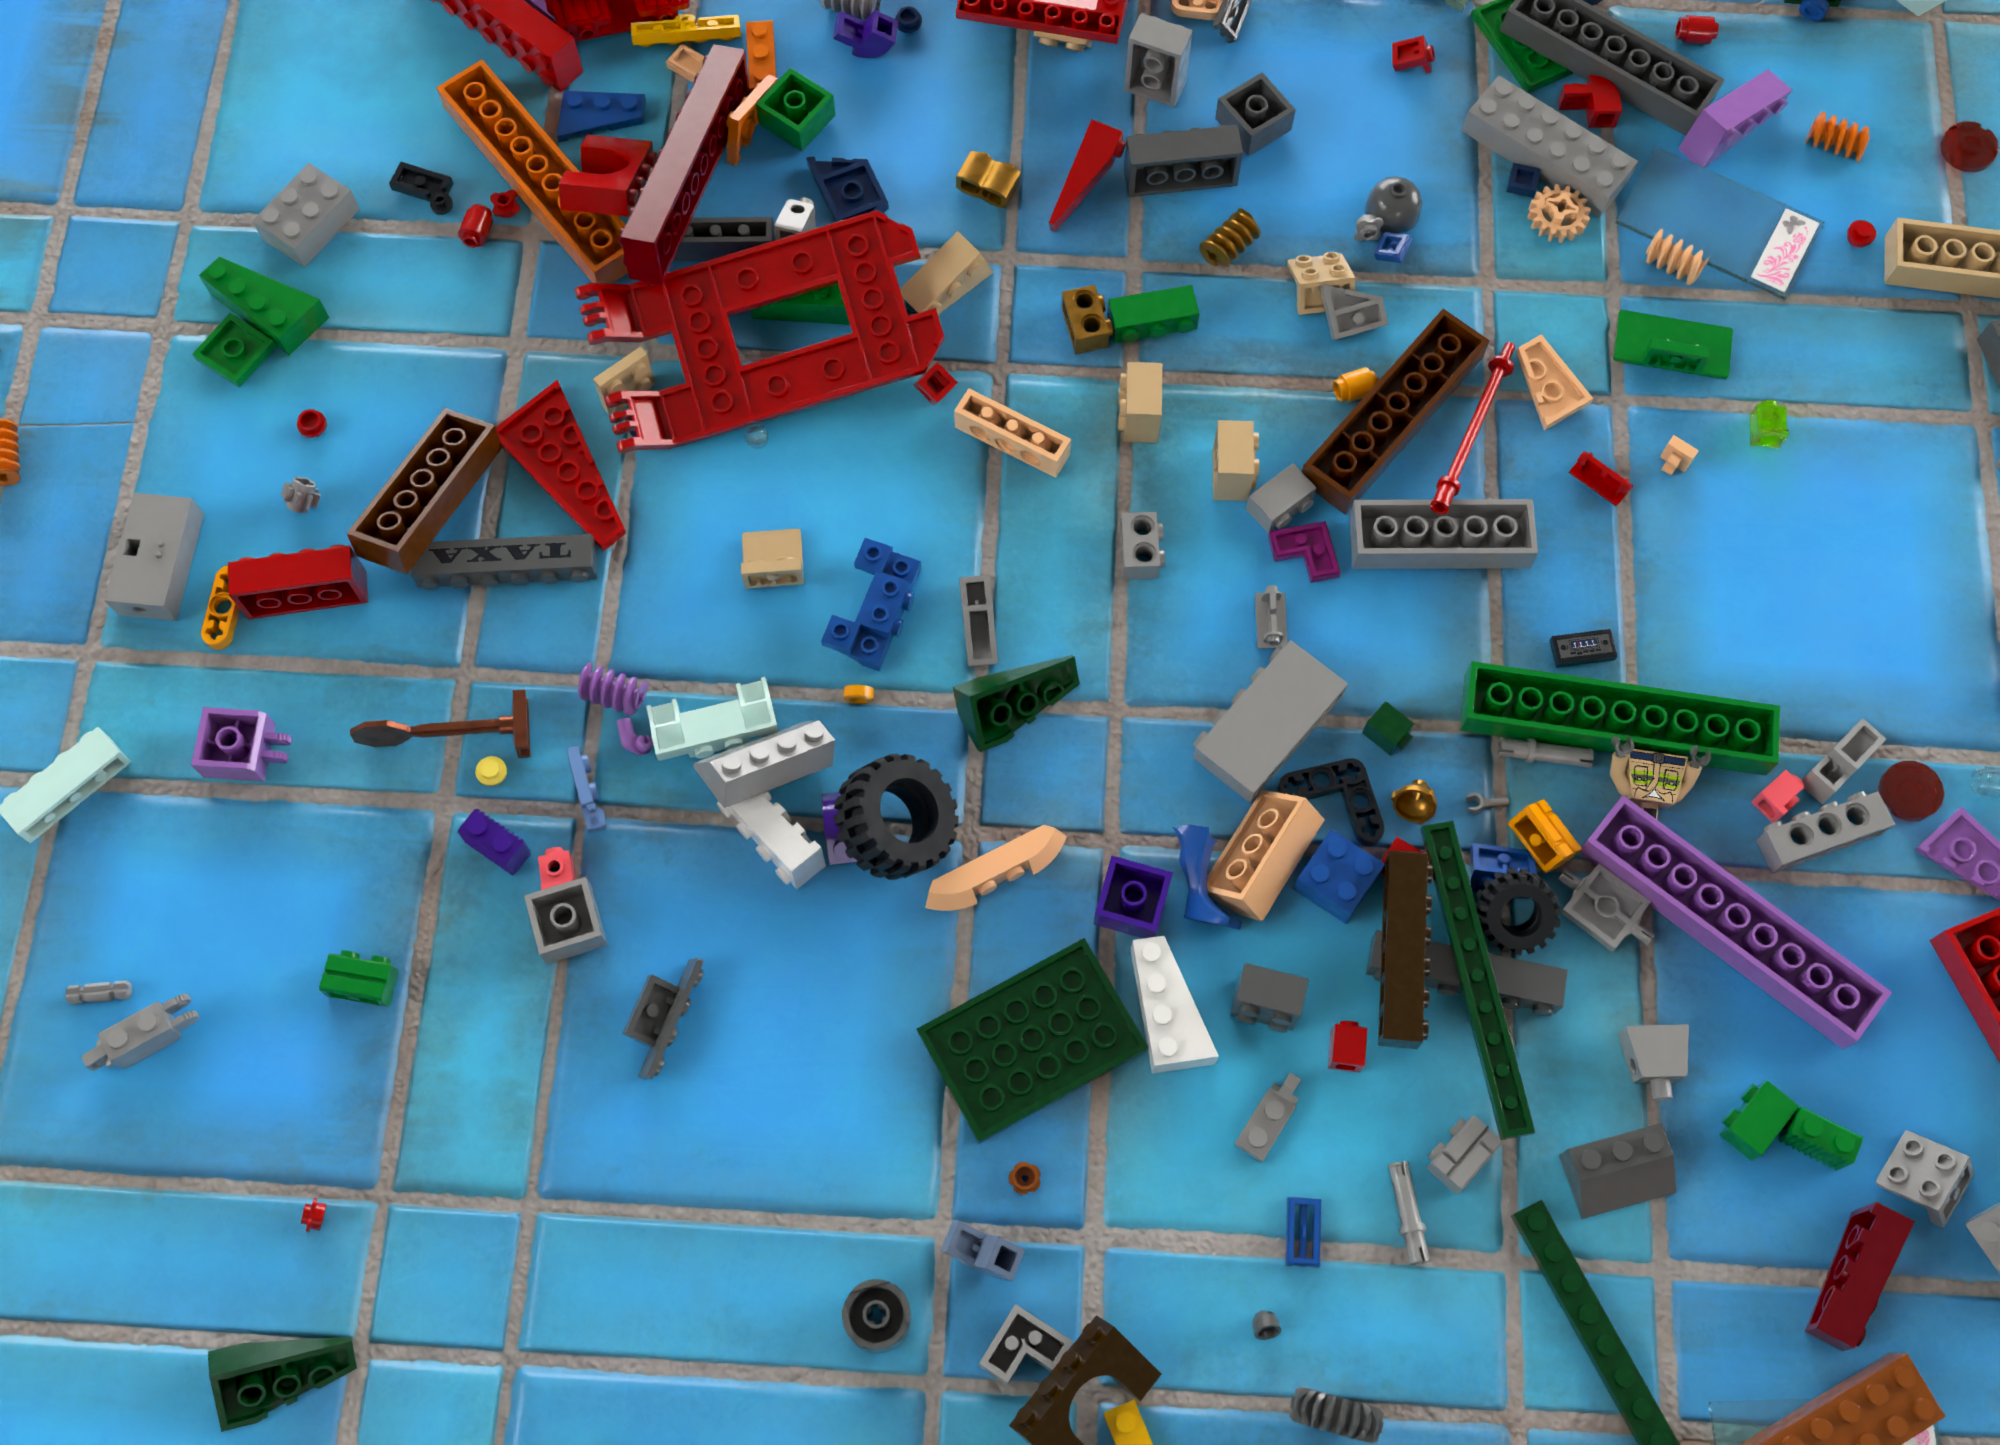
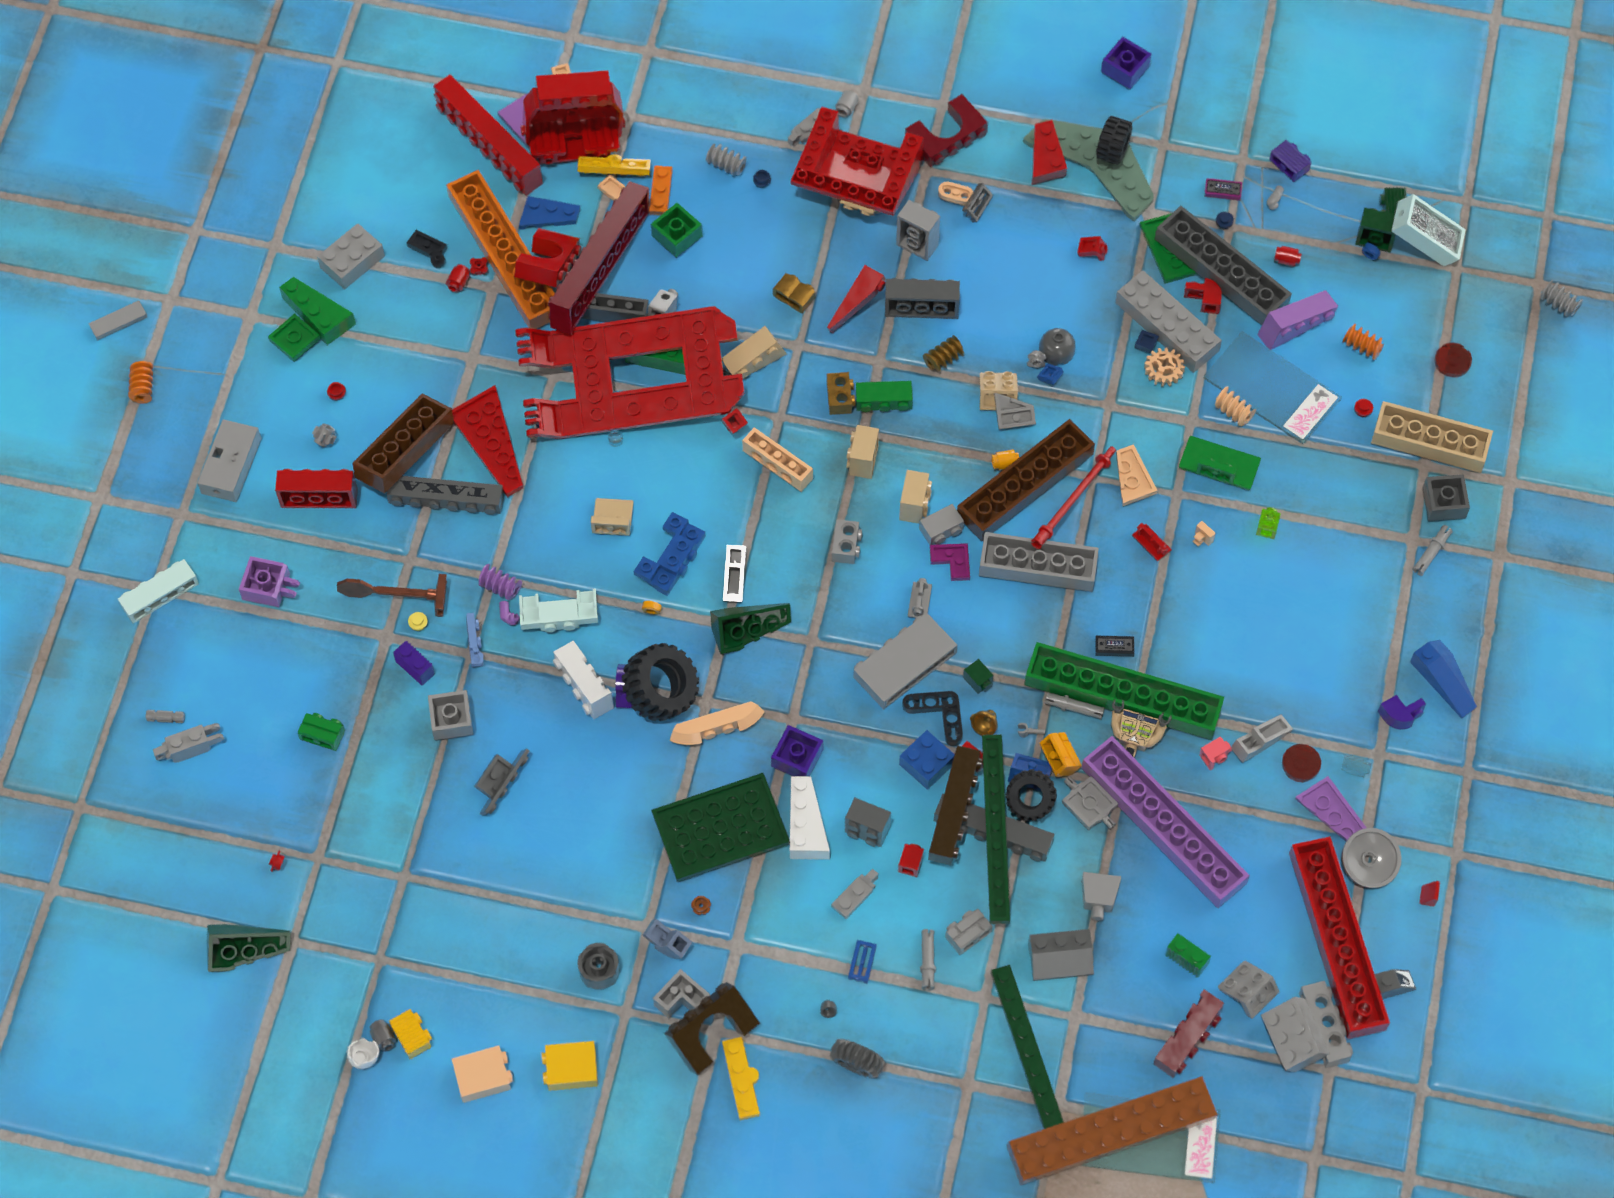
camera: 10 degrees right, 5 degrees down
(227, 620) = (268, 506): light orange beam -> none
(554, 858) = (449, 682): coral brick -> none
(628, 374) = (540, 388): tan plate -> none
(743, 120) = (641, 232): orange wing -> none
(767, 762) = (588, 639): light grey slope -> none
(848, 187) = (702, 286): dark blue wing -> none
(867, 38) = (731, 187): dark purple brick -> none
(1194, 860) = (840, 736): blue animal -> none
(1258, 111) = (977, 273): dark grey brick -> none
(1263, 853) = (884, 740): light nougat slope -> none
(1758, 1119) = (1152, 939): green brick -> none
(1782, 852) = (1230, 786): light grey brick -> none

